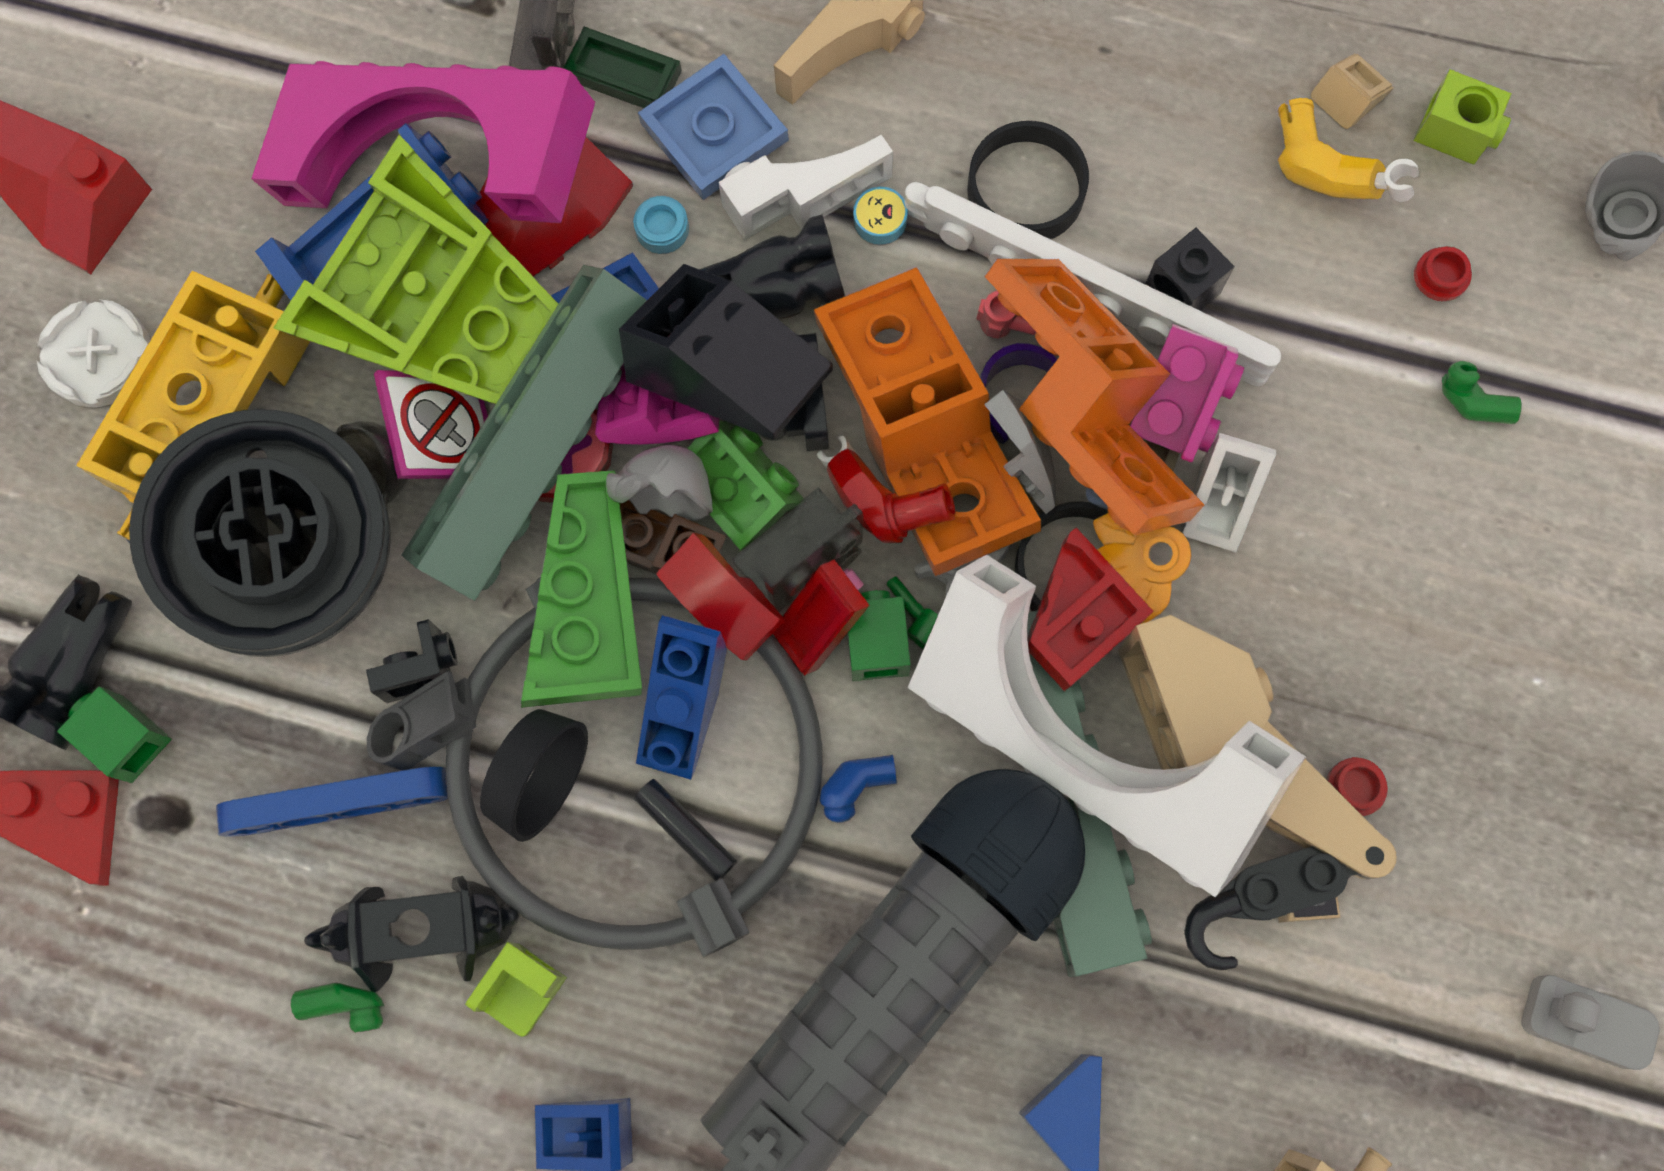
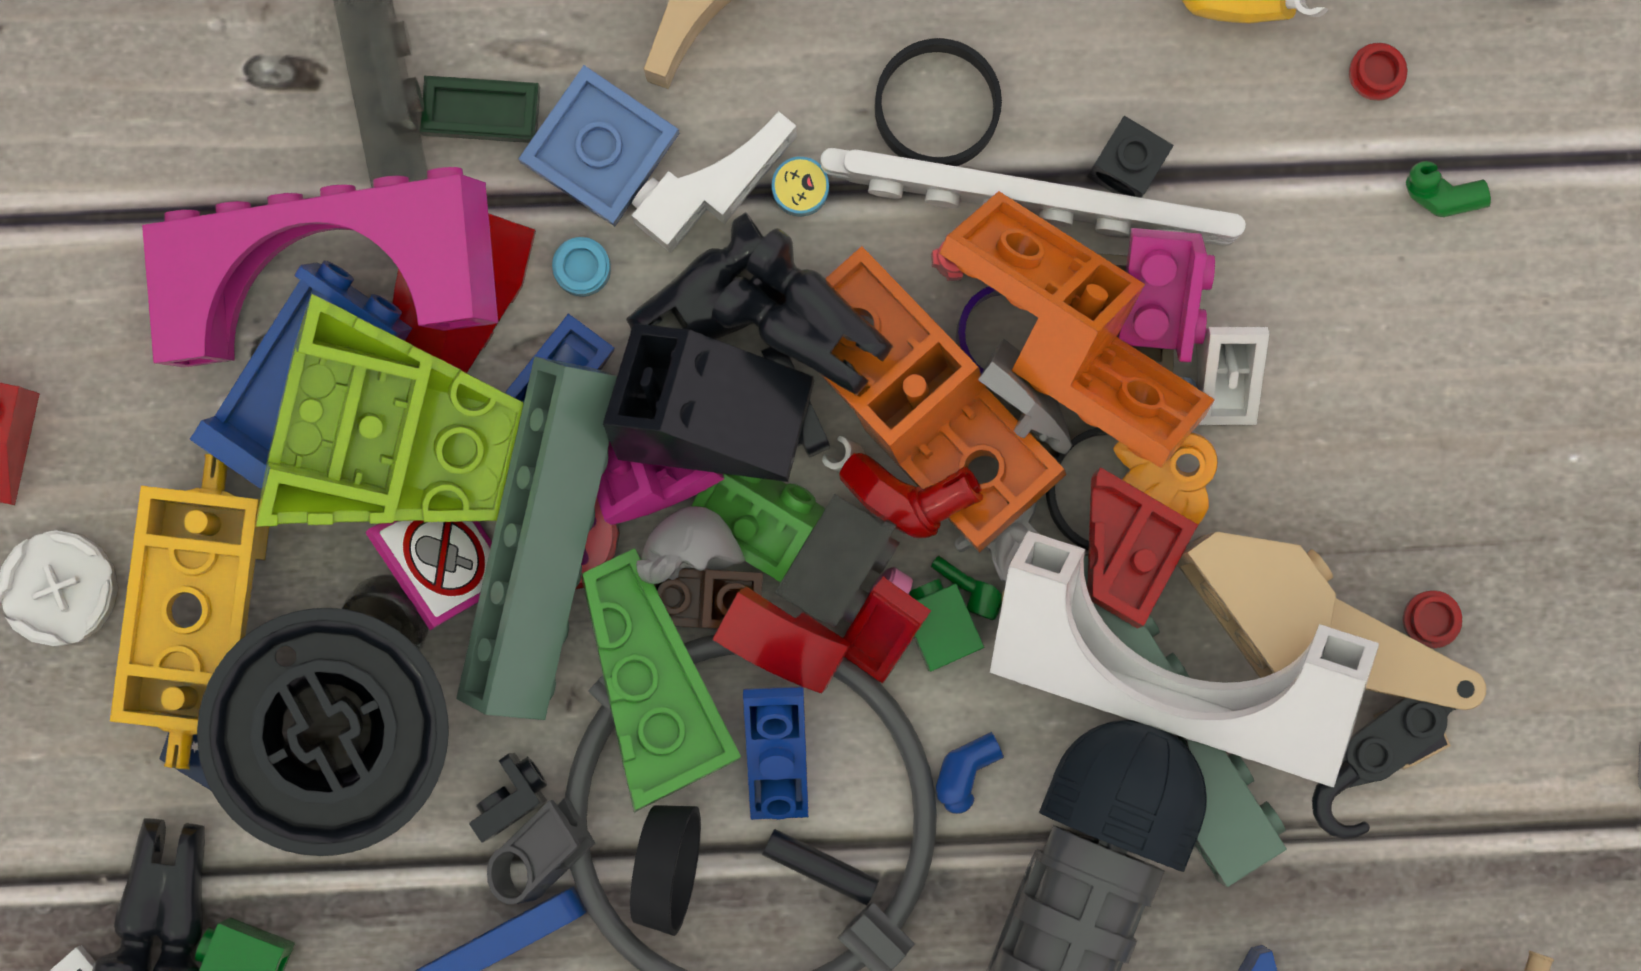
camera: 25 degrees left, 10 degrees up
(845, 307) = (807, 322): none -> black piece

